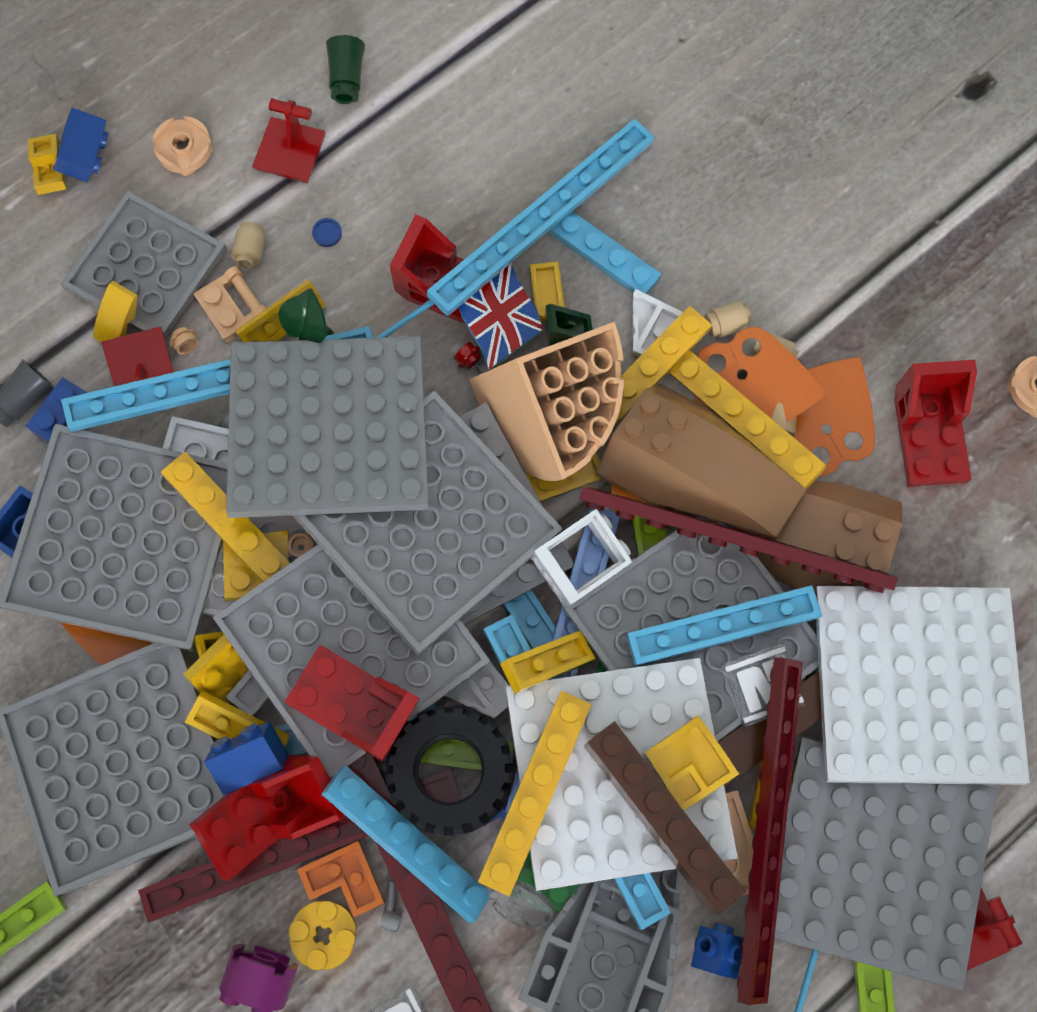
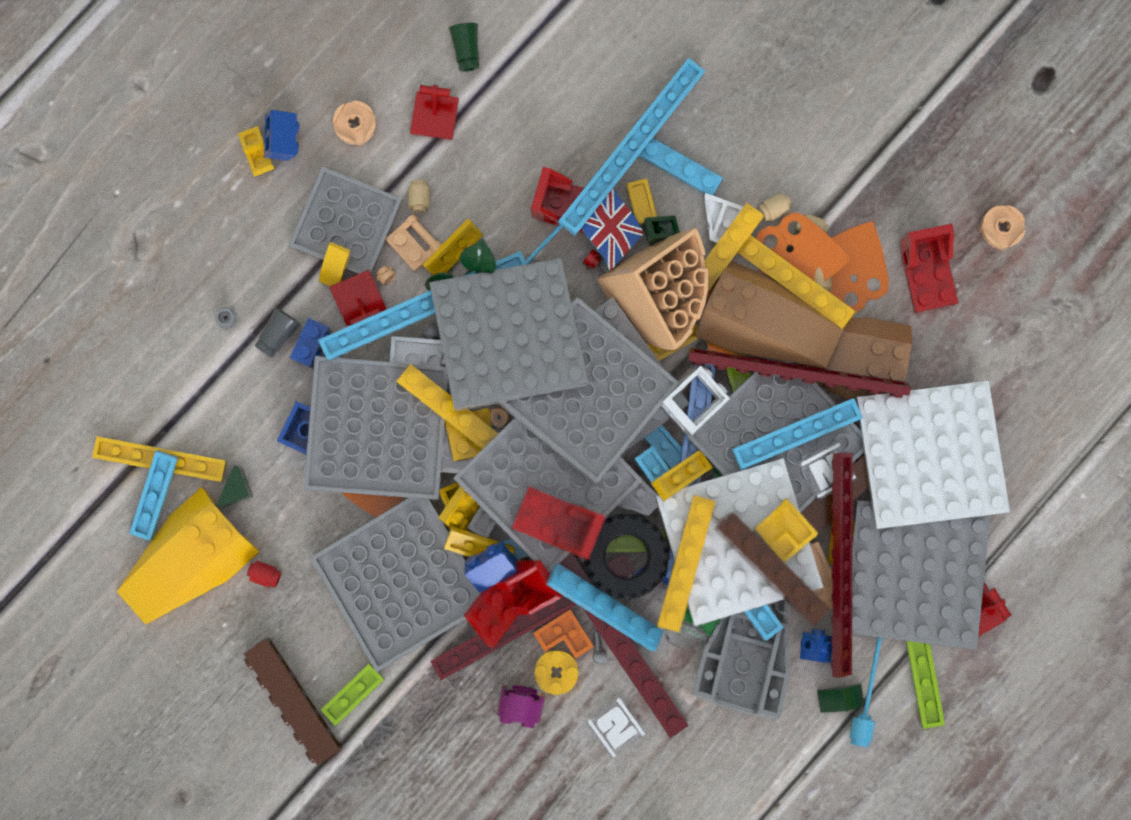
camera: 10 degrees left, 10 degrees up
(327, 232) = (473, 176): blue piece -> none

